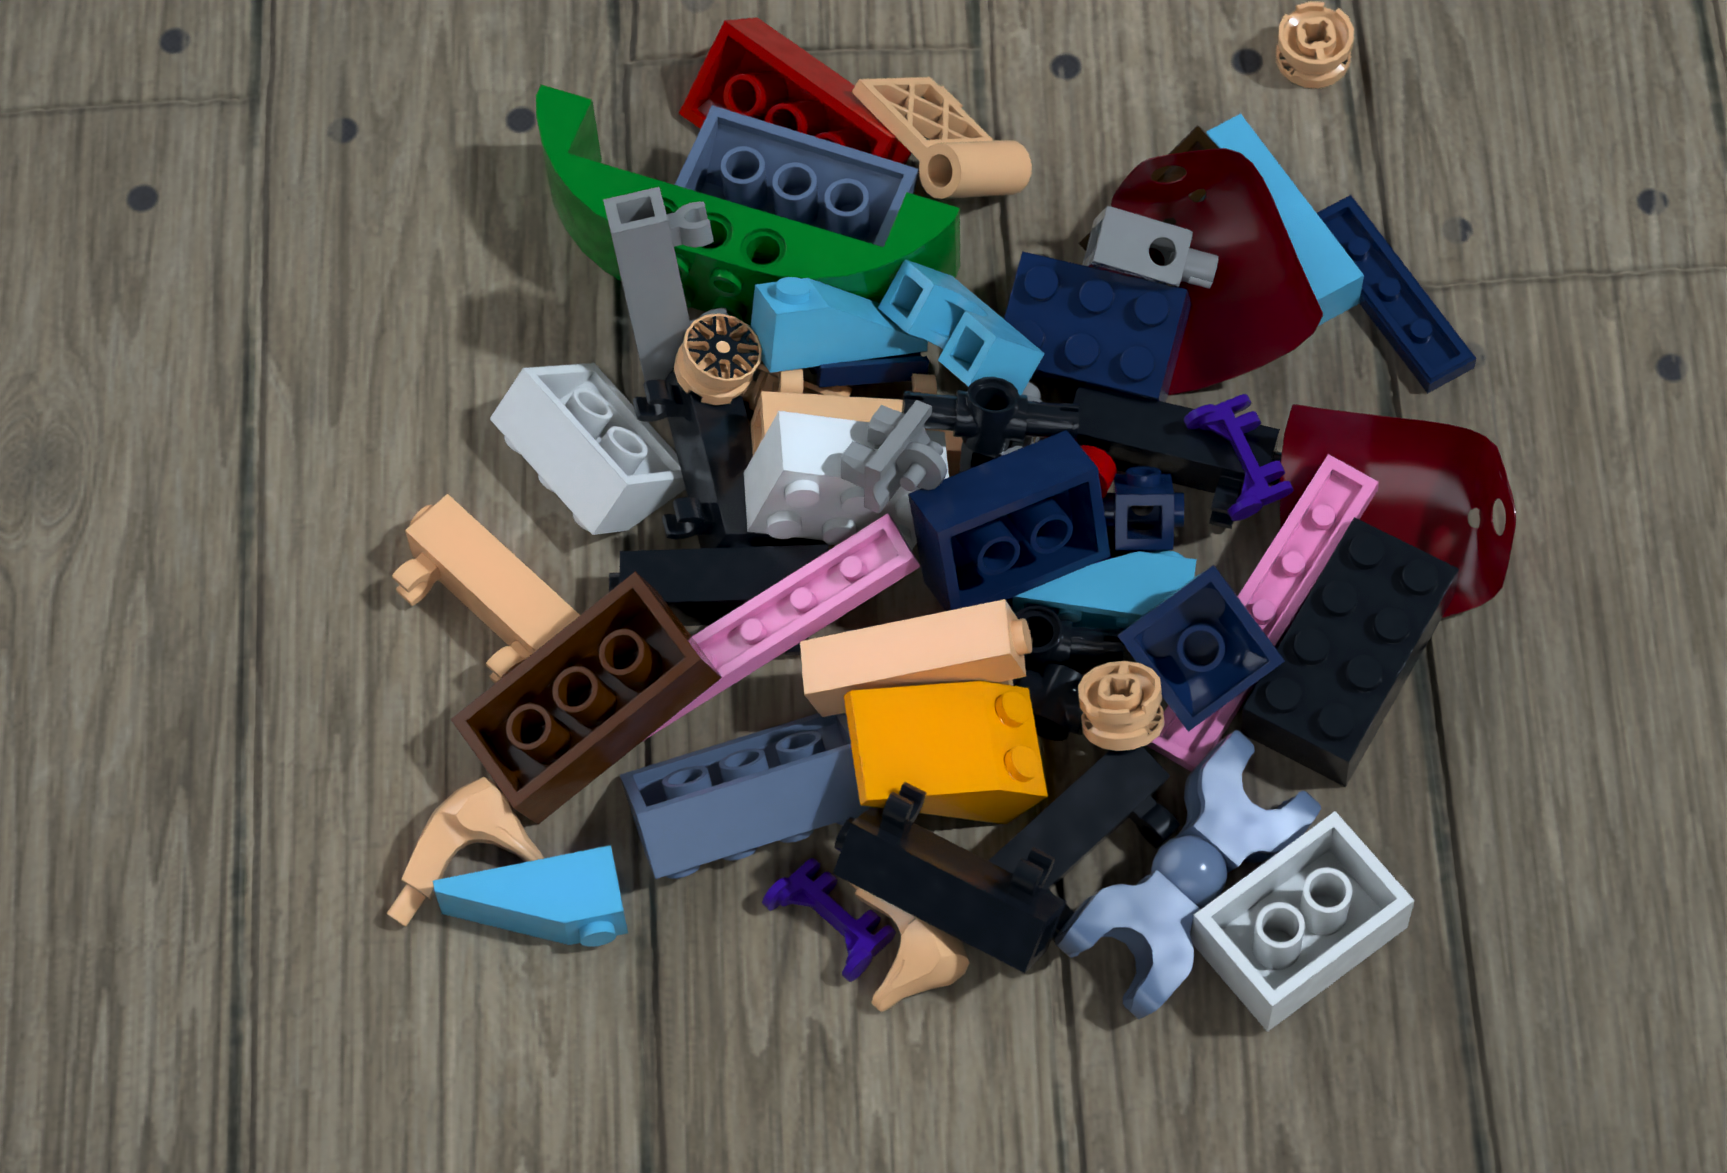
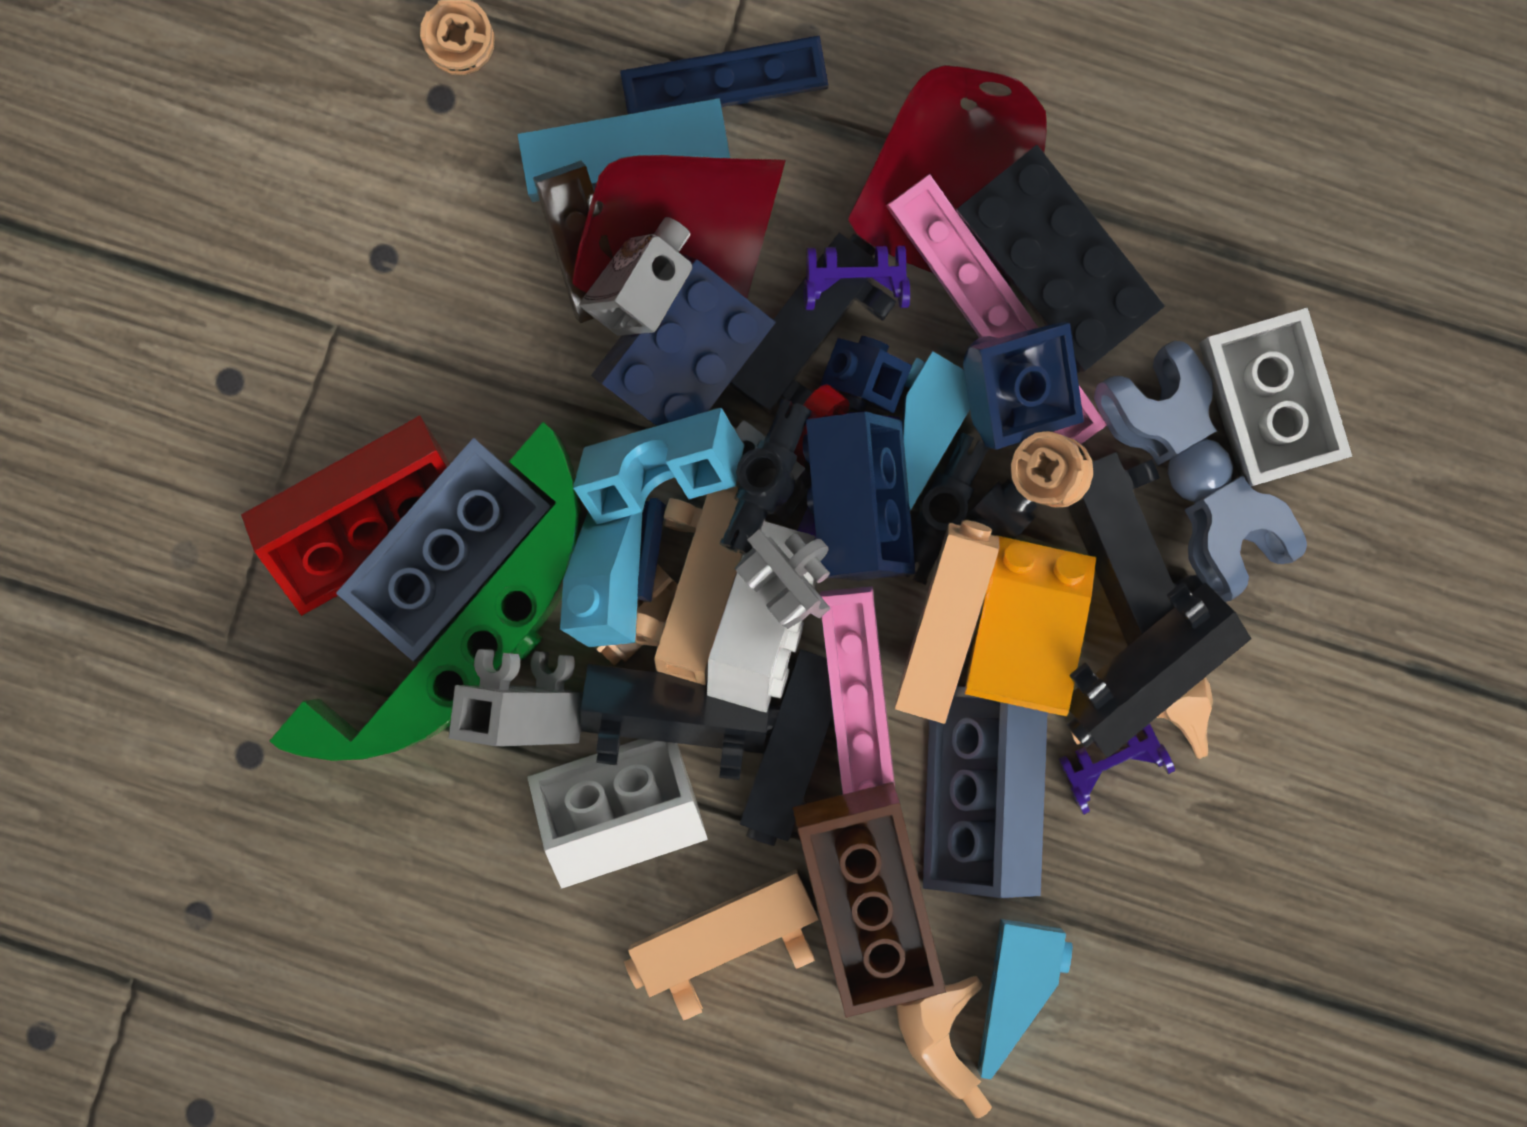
camera: 70 degrees left, 25 degrees up
(717, 359) = (601, 681): light nougat wheel -> none
(960, 155) = (475, 392): light nougat piece -> none

